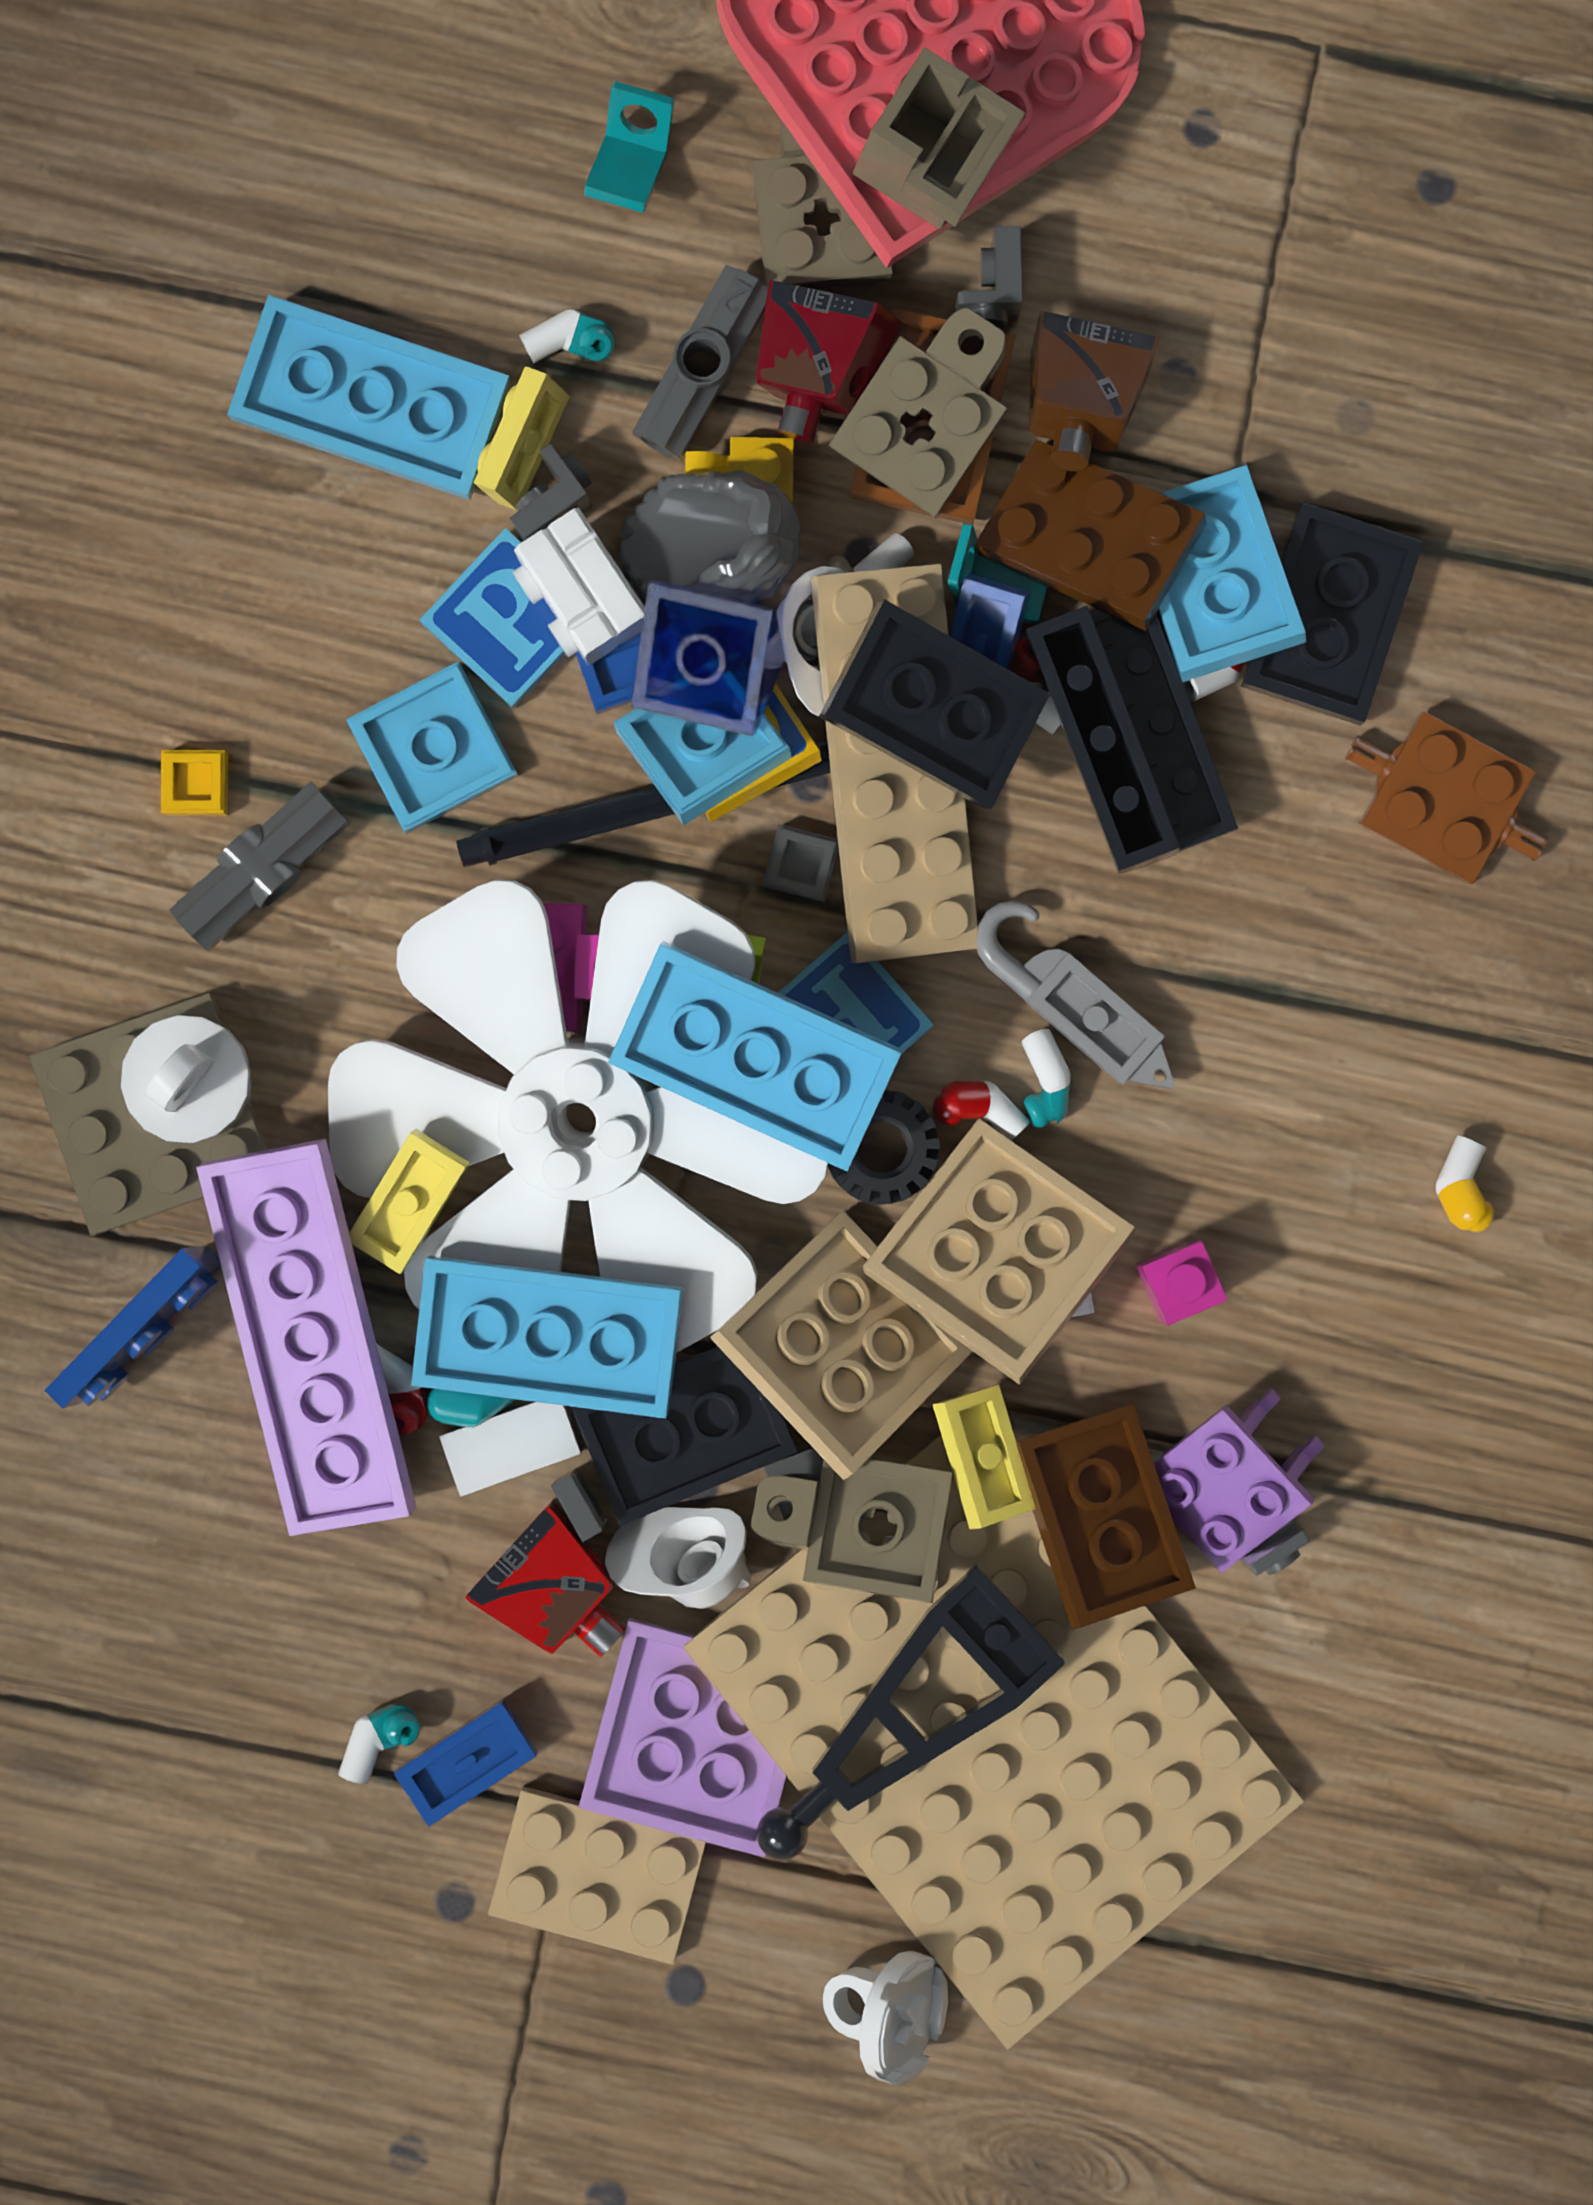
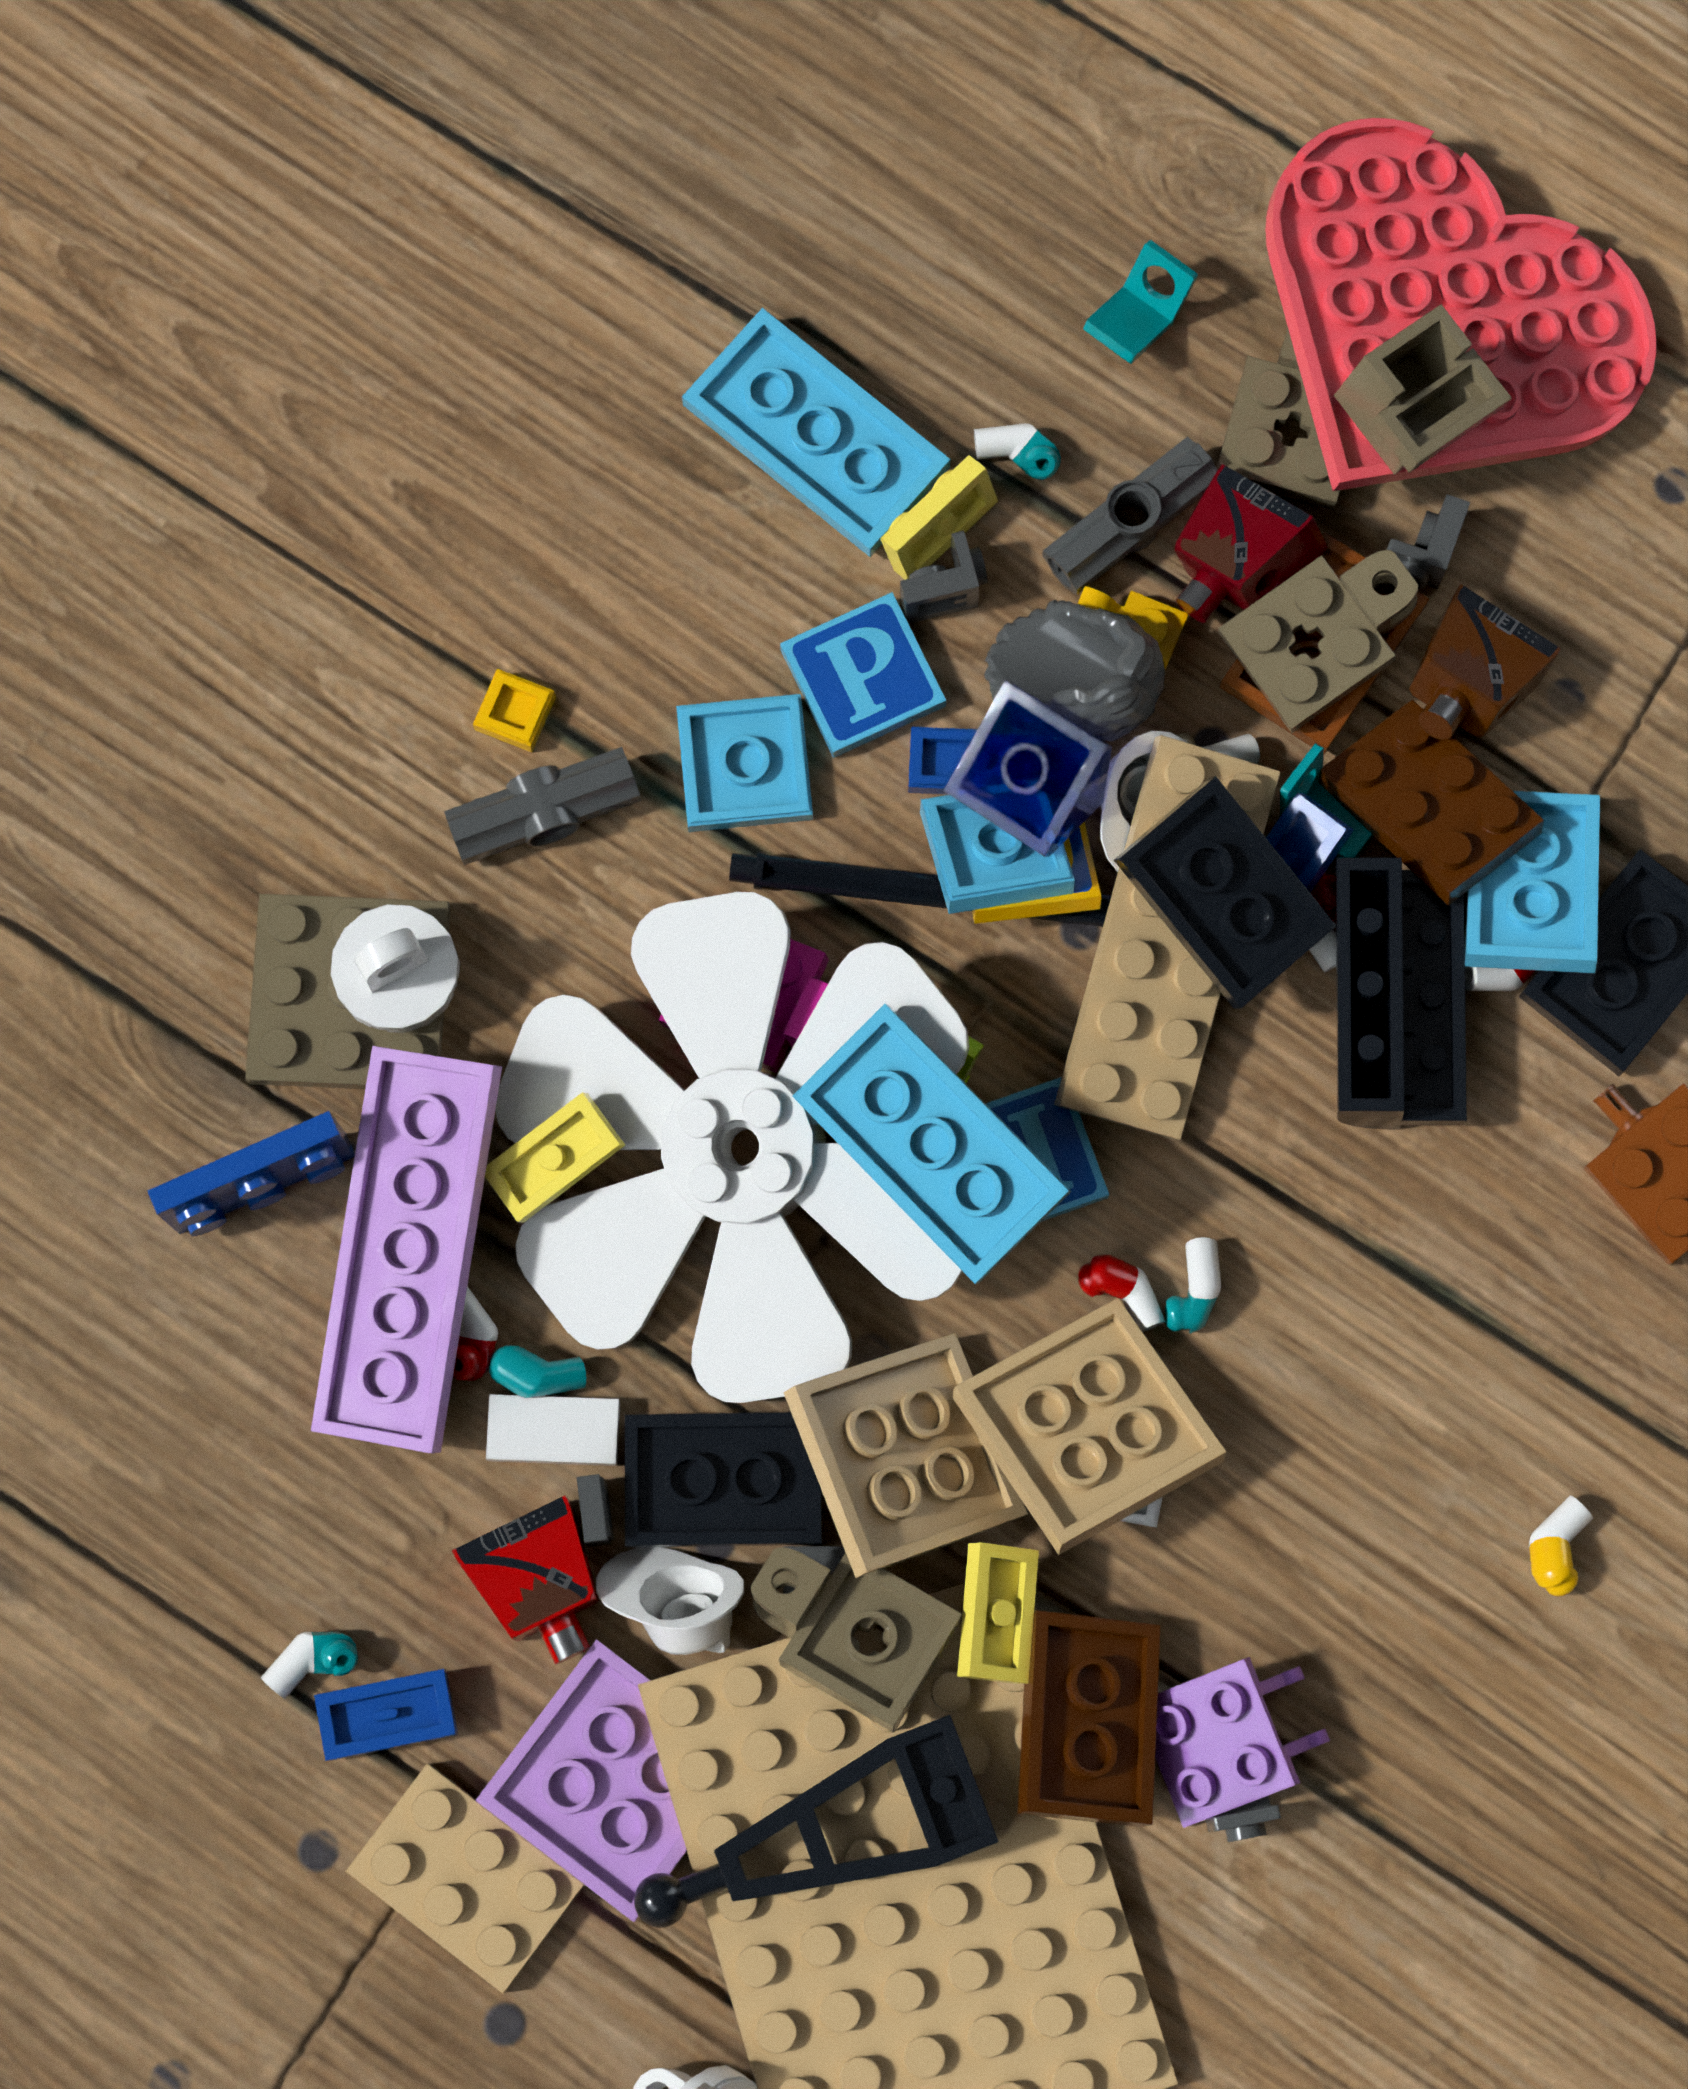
camera: 20 degrees right, 10 degrees down
(547, 1336) = (631, 1335): medium azure plate -> none
(581, 587) = (940, 667): white brick -> none
(801, 864) = (1043, 999): dark grey tile -> none
(917, 1165) = (1037, 1322): black tyre -> none
(1076, 1003) = (1252, 1228): light grey plate -> none
(1181, 1282) = (1250, 1526): dark pink brick -> none

